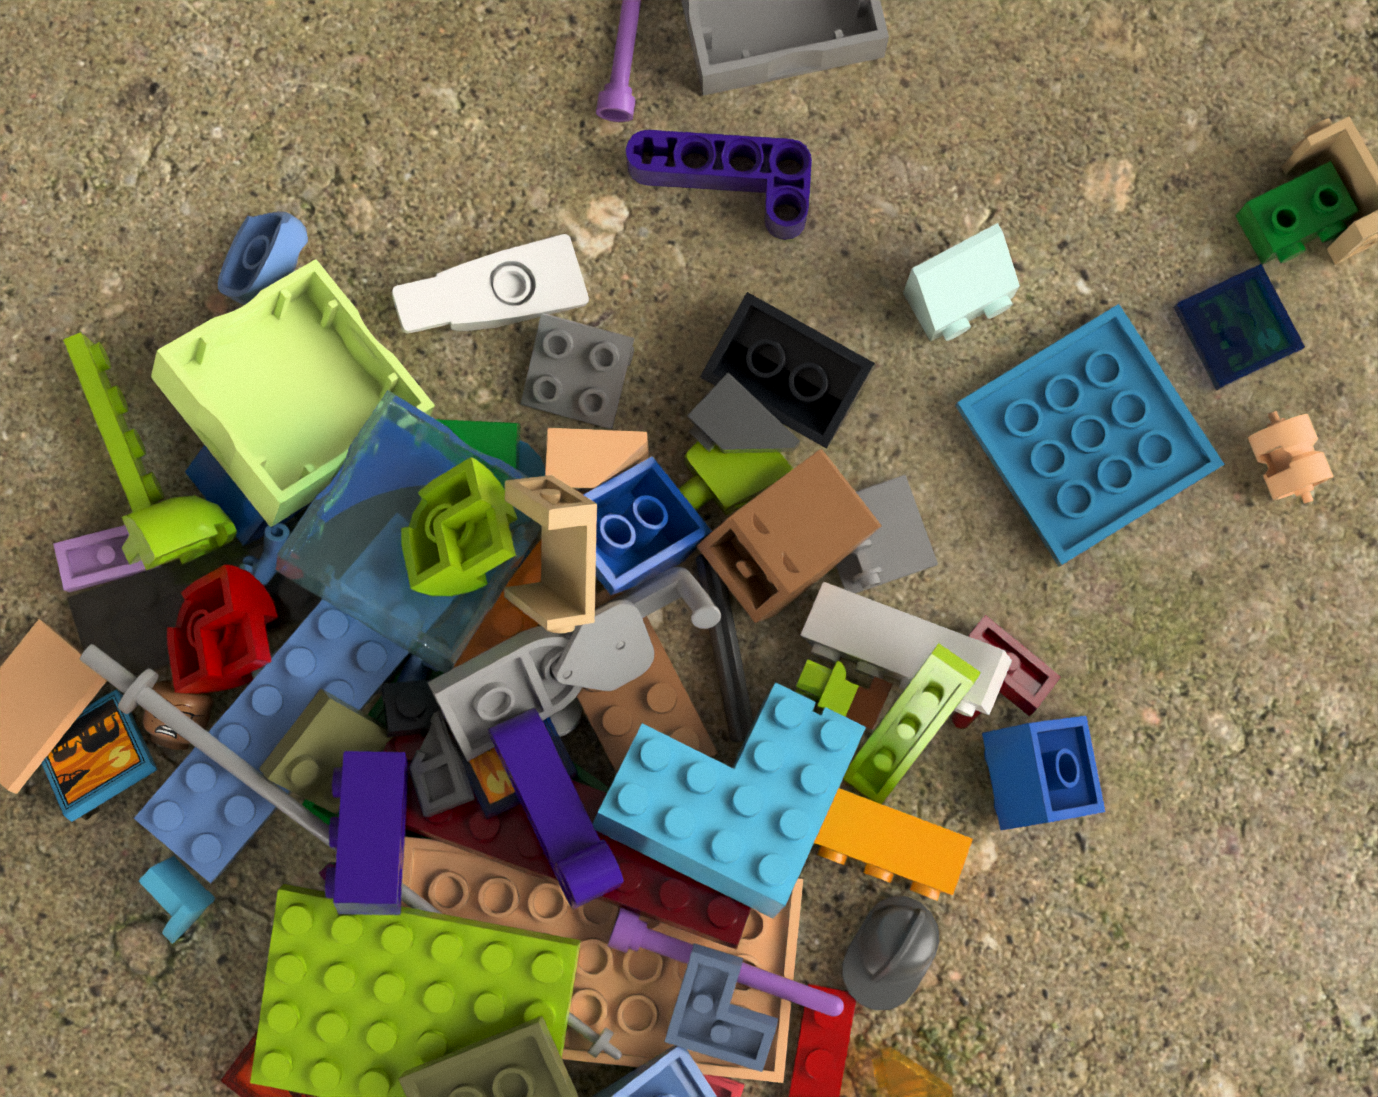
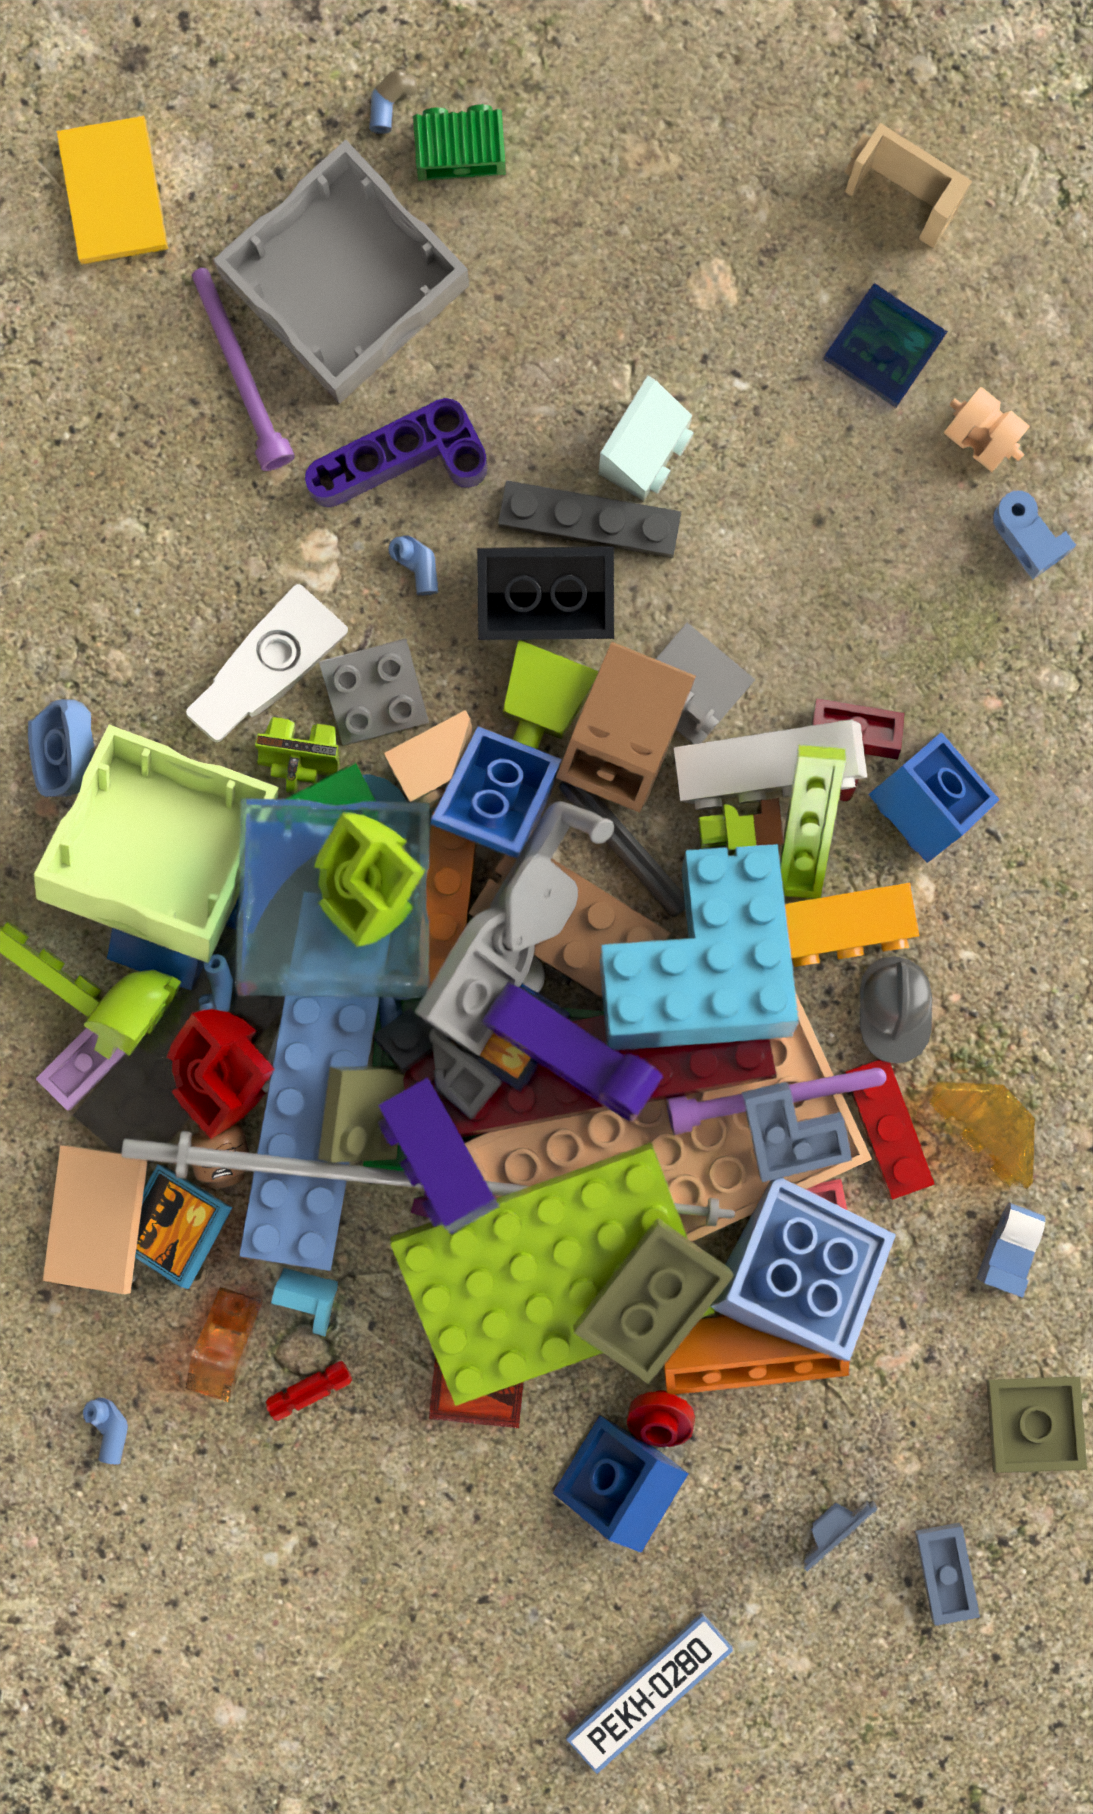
camera: 30 degrees left, 5 degrees up
(72, 894) = (223, 1344): none -> clear orange slope
(125, 986) = (308, 1391): none -> red axle
(469, 390) = (296, 758): none -> lime hips
(567, 553) = (466, 846): tan panel -> none
(690, 274) = (419, 560): none -> medium blue arm
(738, 422) = (532, 659): dark grey slope -> none
(870, 329) = (589, 519): none -> dark grey plate
(1089, 435) = (815, 504): dark azure plate -> none
(1274, 578) = (1028, 535): none -> medium blue leg
(1296, 214) = (879, 225): green brick -> none

